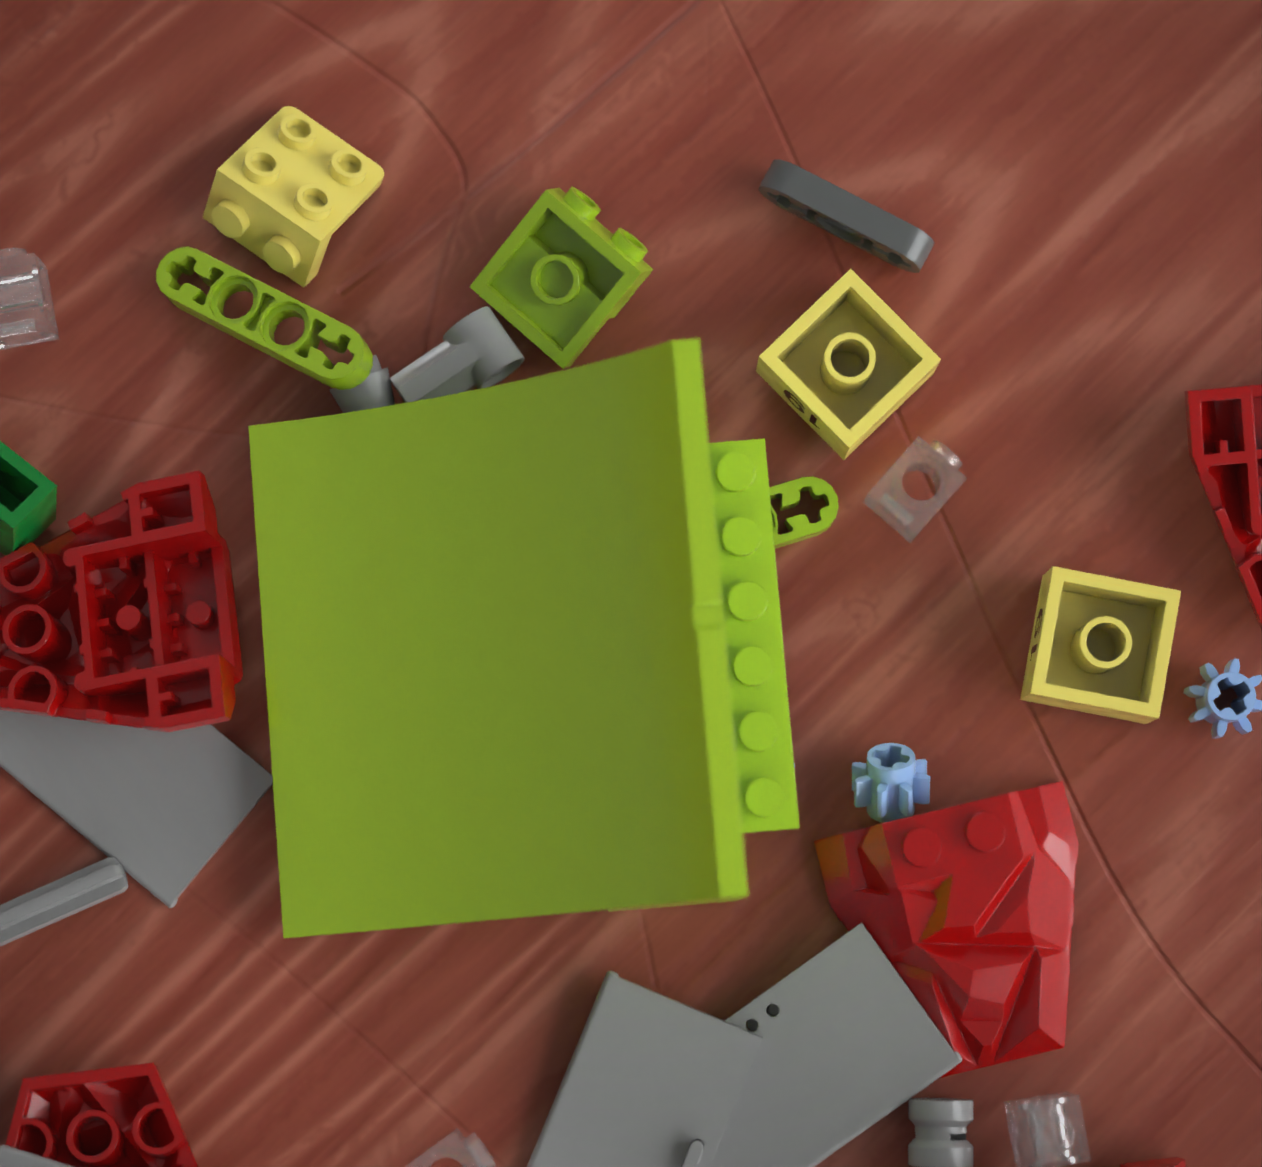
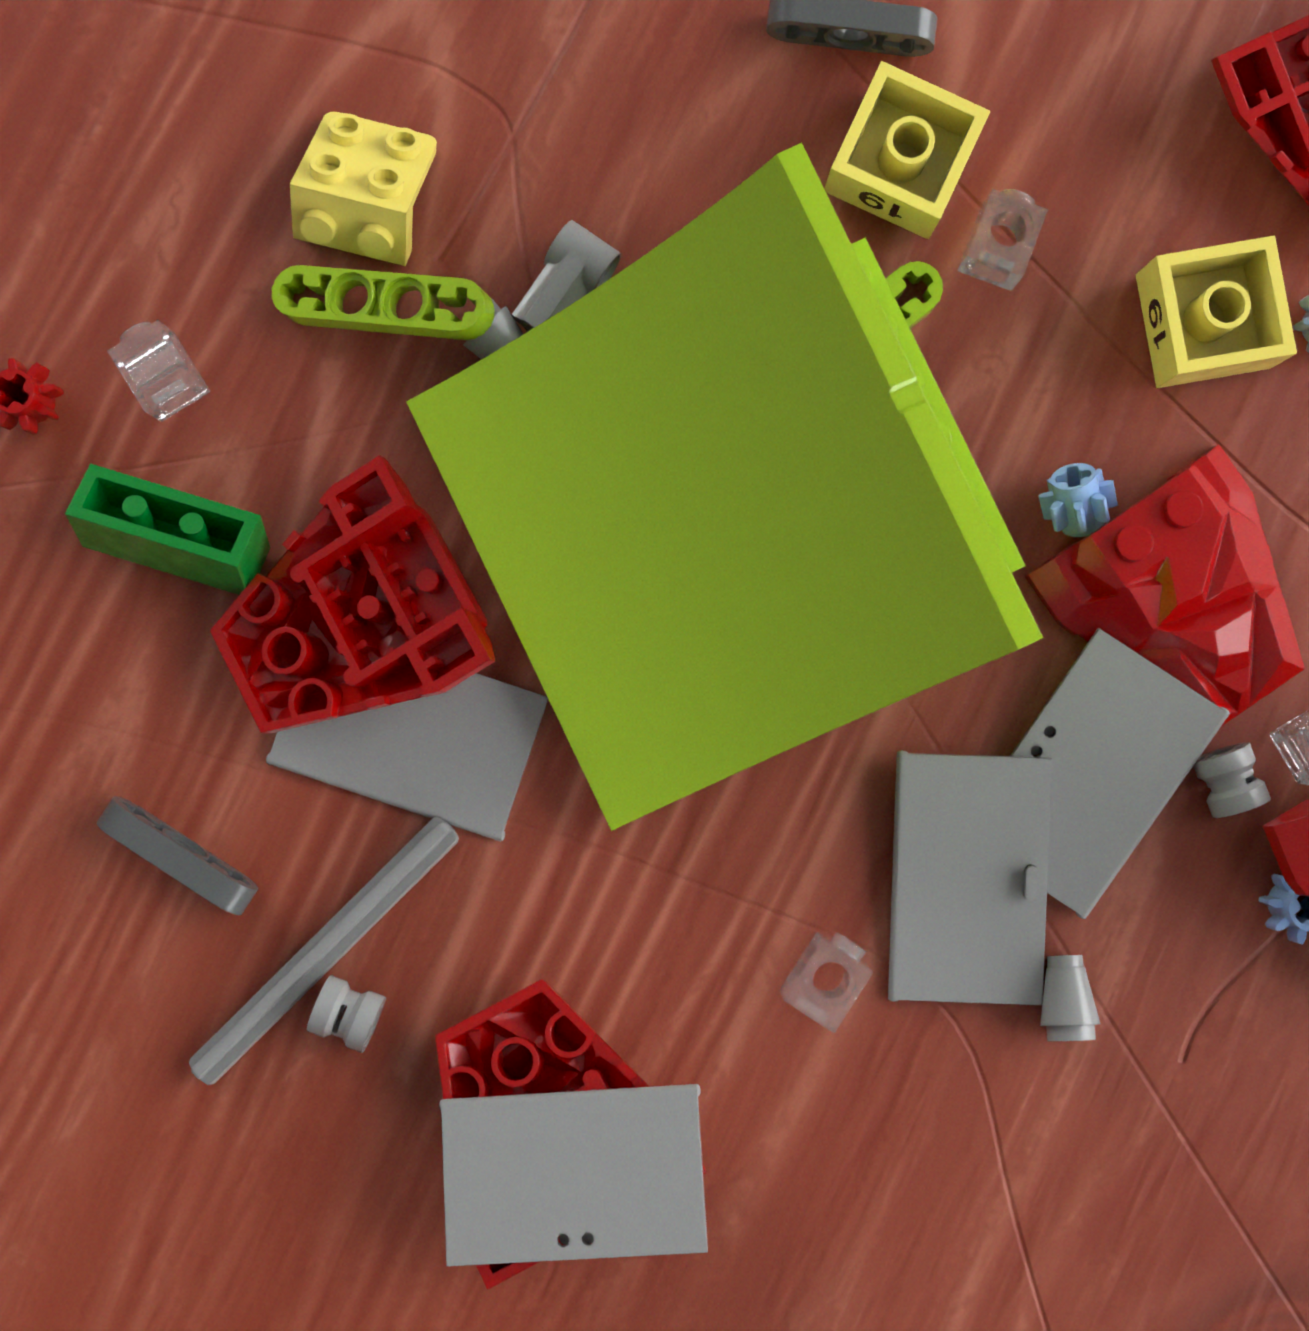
camera: 25 degrees left, 5 degrees up
(562, 274) = (626, 167): lime plate -> none

